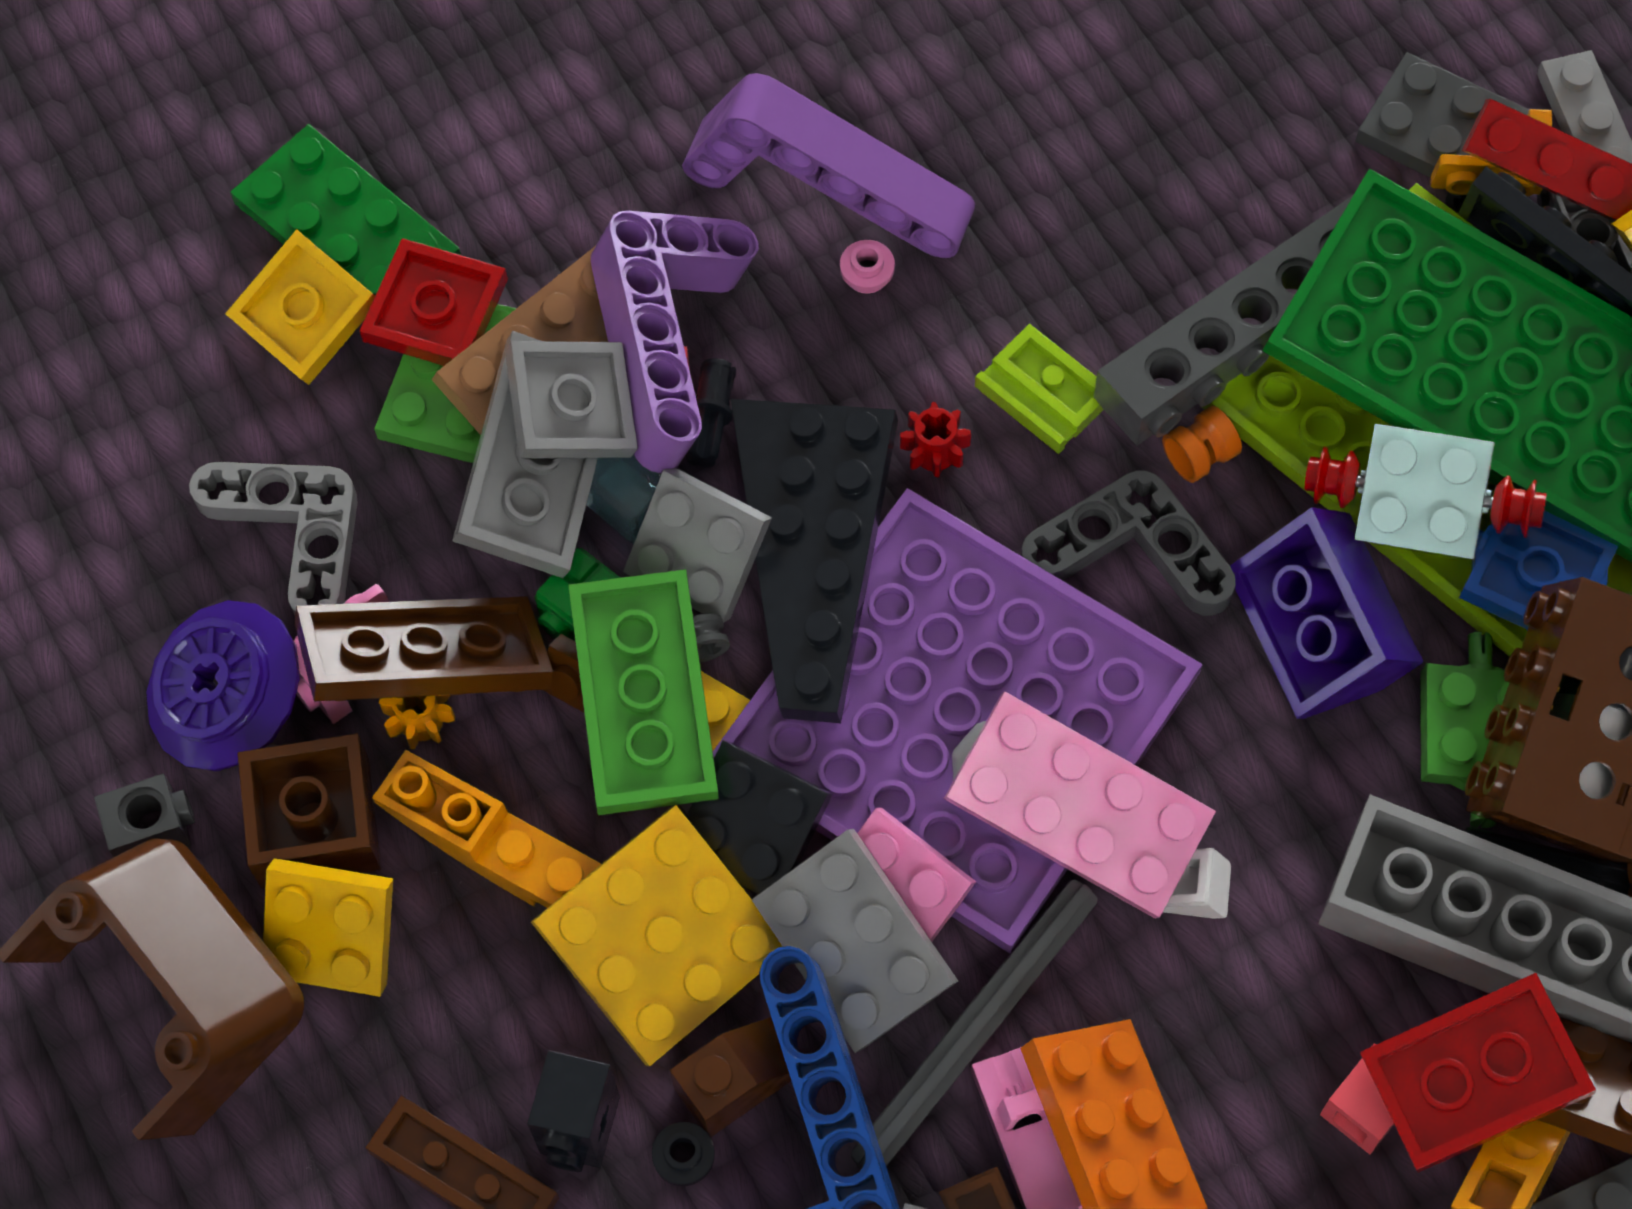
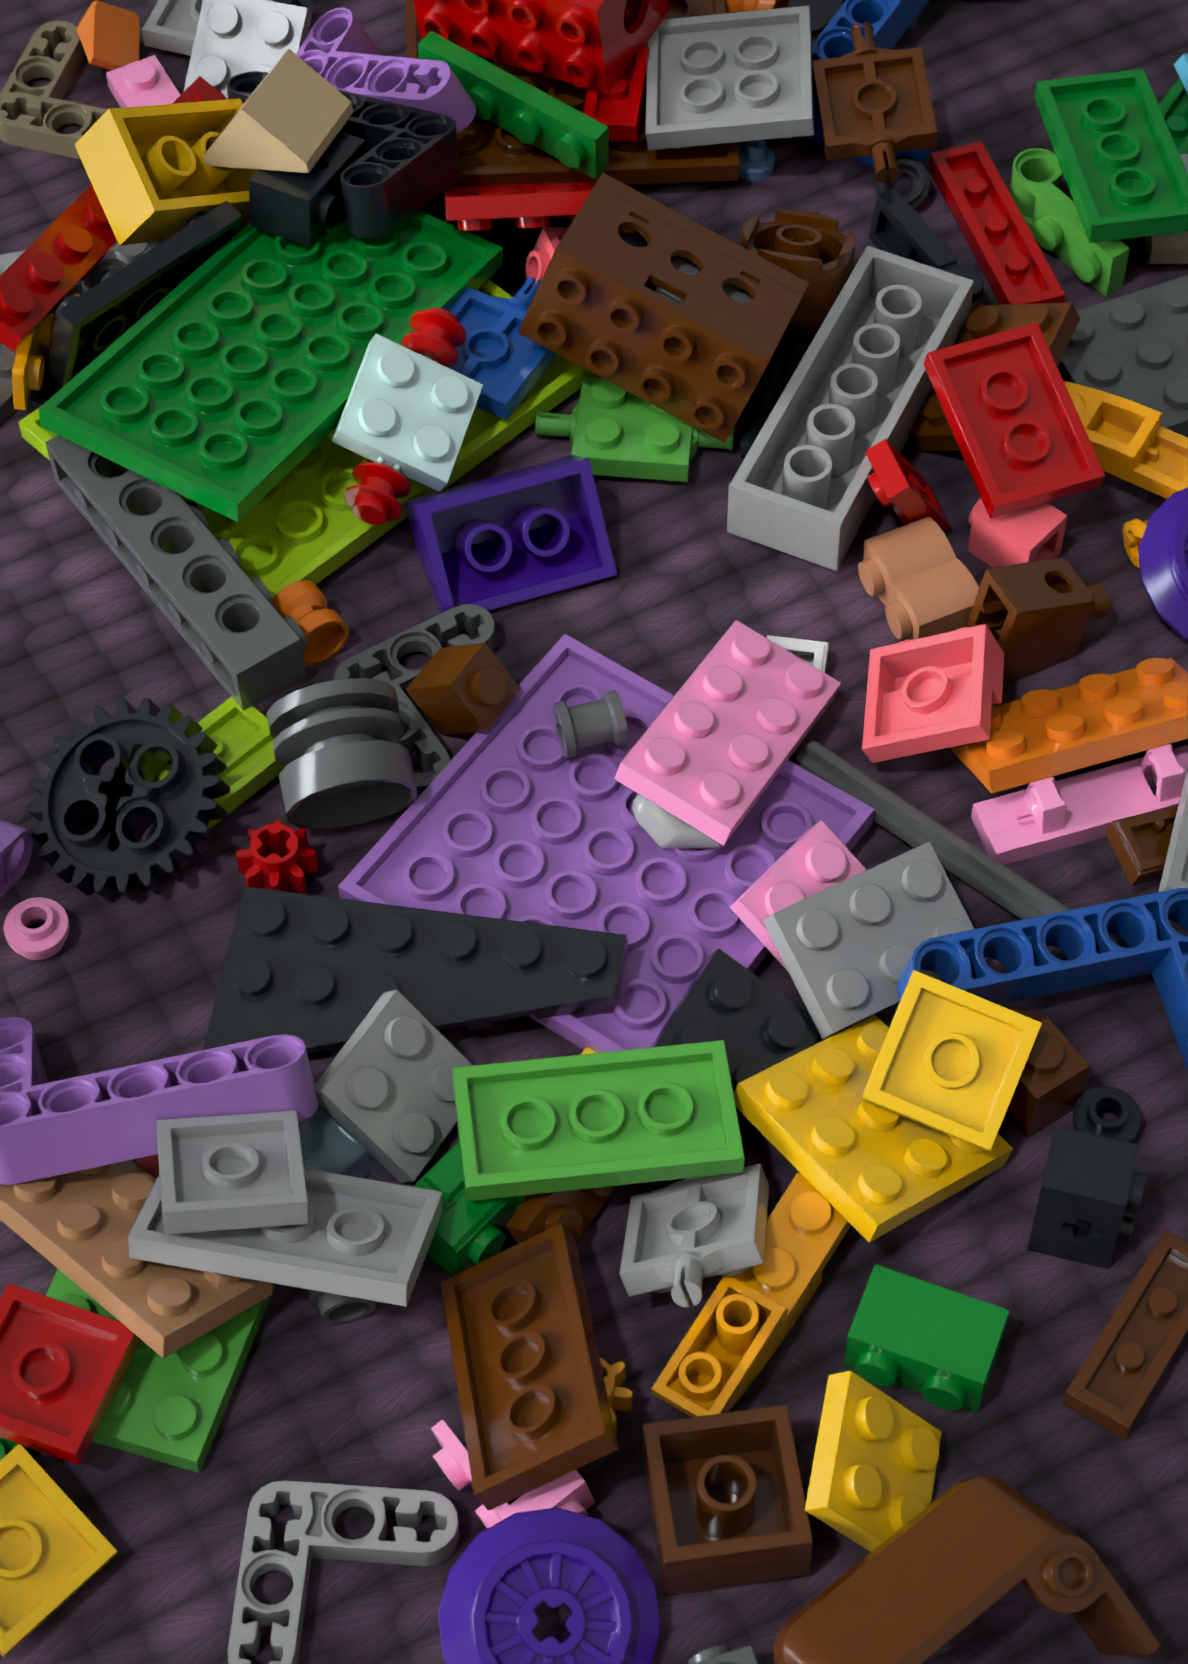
camera: 90 degrees left, 10 degrees down
(456, 980) = (925, 1339): none -> green brick
(539, 781) = (695, 1233): none -> light grey plate
(694, 985) = (951, 1060): none -> yellow plate
(986, 313) = (128, 799): none -> black gear
(1026, 469) = (341, 754): none -> dark grey wheel
(1079, 680) = (590, 724): none -> dark grey bush
(1123, 574) = (463, 689): none -> reddish brown brick
(1139, 996) = (932, 693): none -> coral plate
(1246, 1080) = (1037, 613): none -> reddish brown torso
(1295, 1000) = (918, 580): none -> nougat brick
(1398, 977) = (902, 486): none -> red plate

